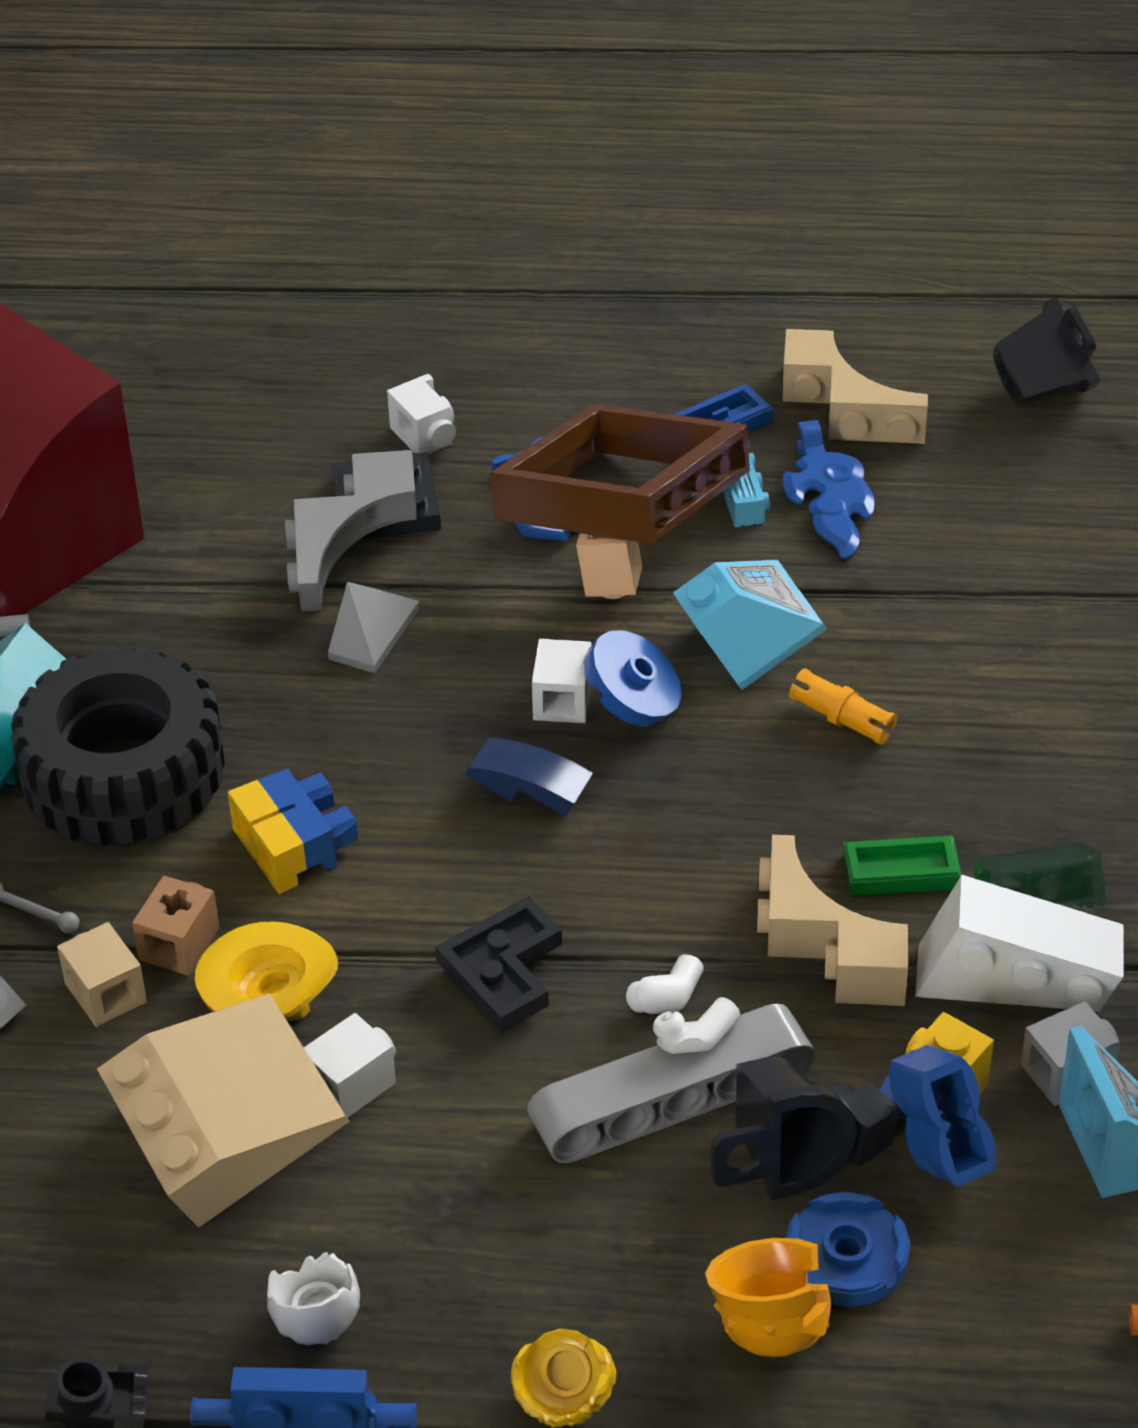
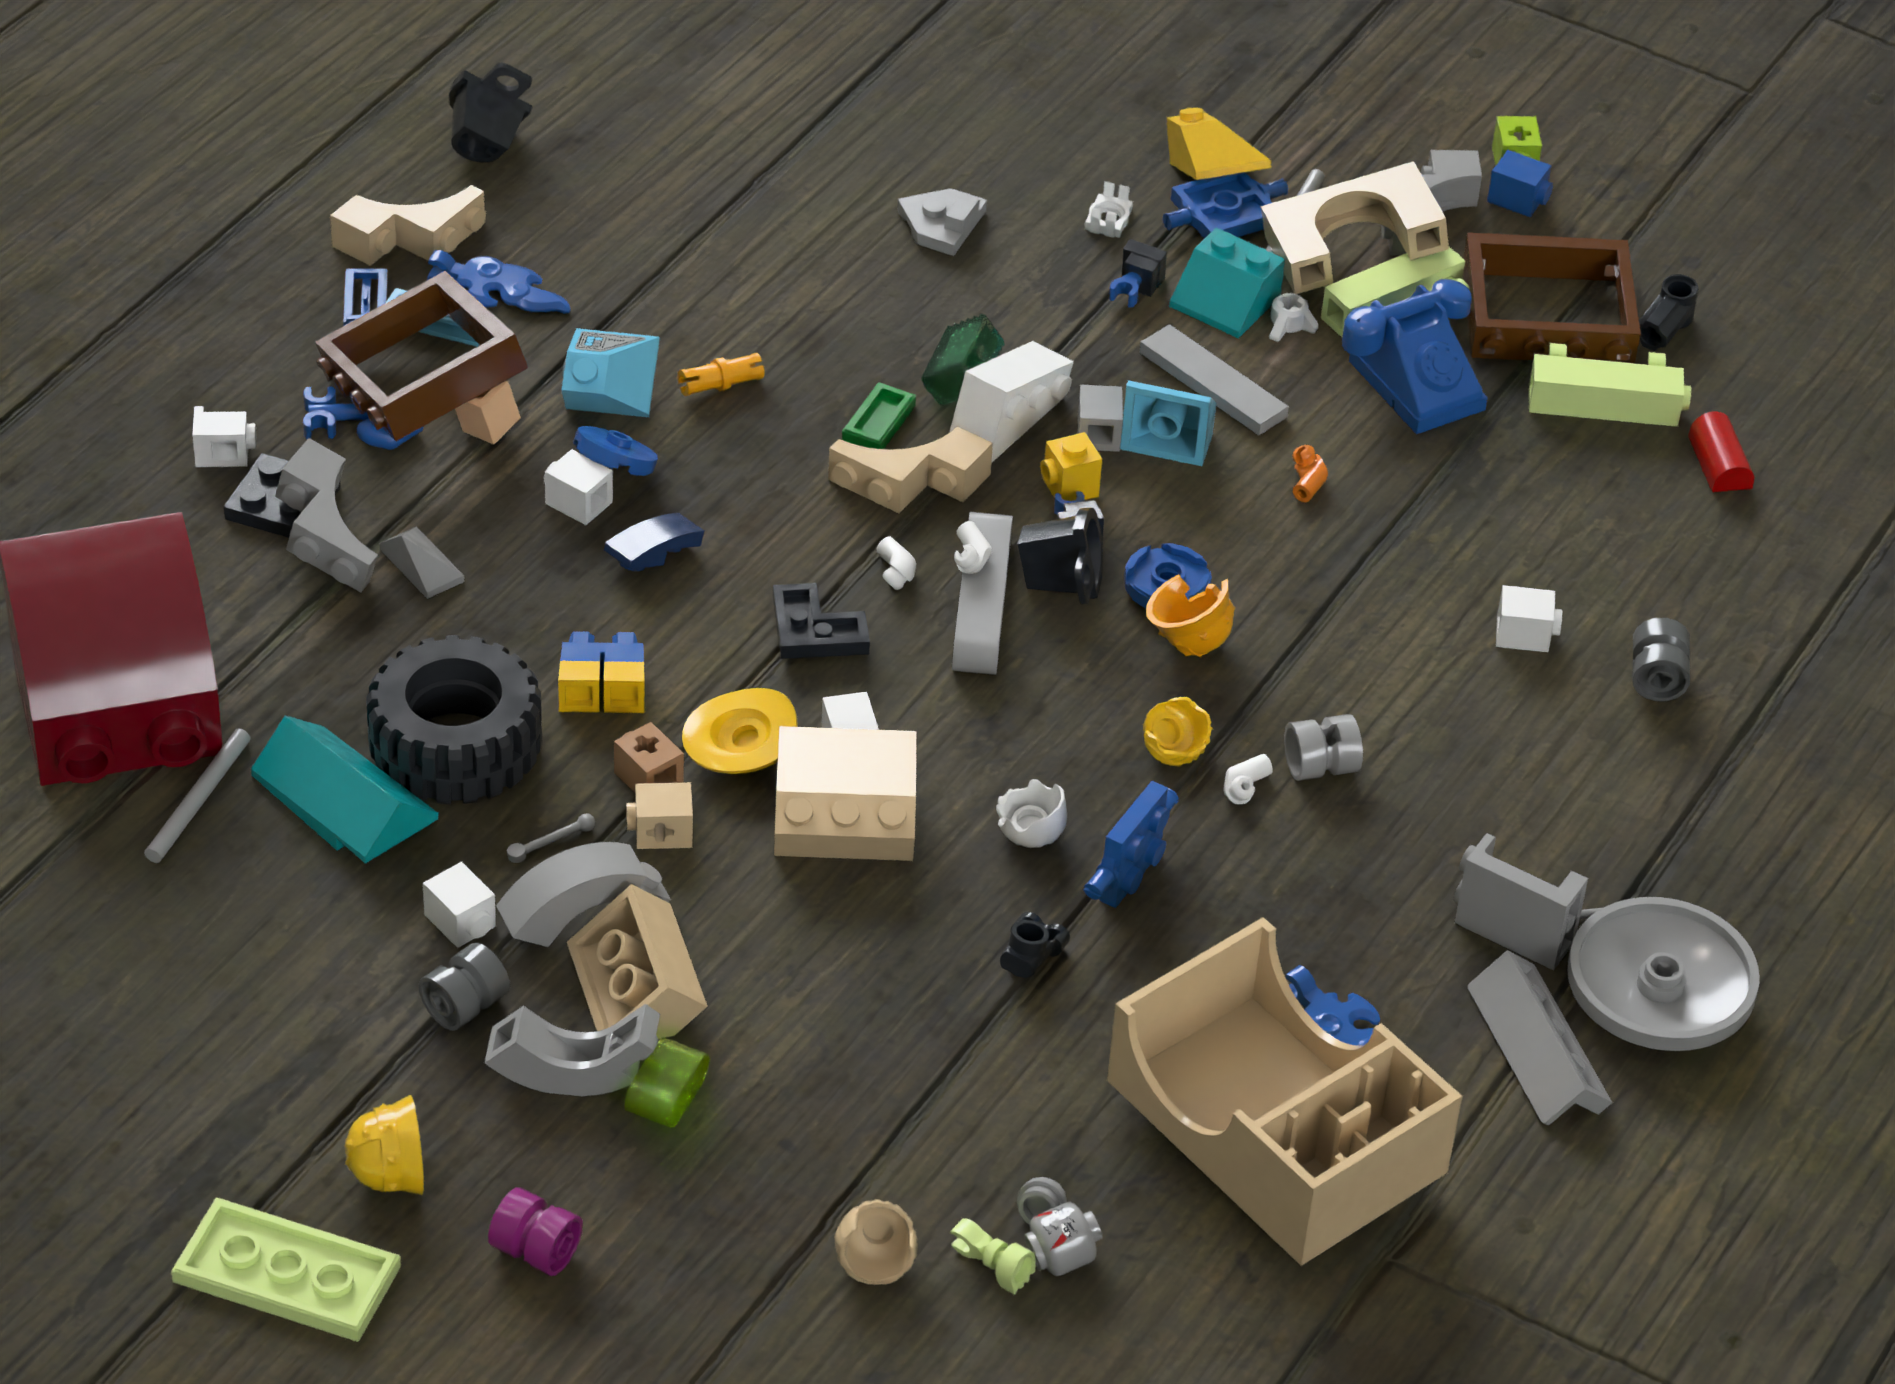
camera: 65 degrees left, 0 degrees up
(943, 1116) = (1122, 480): blue brick -> none

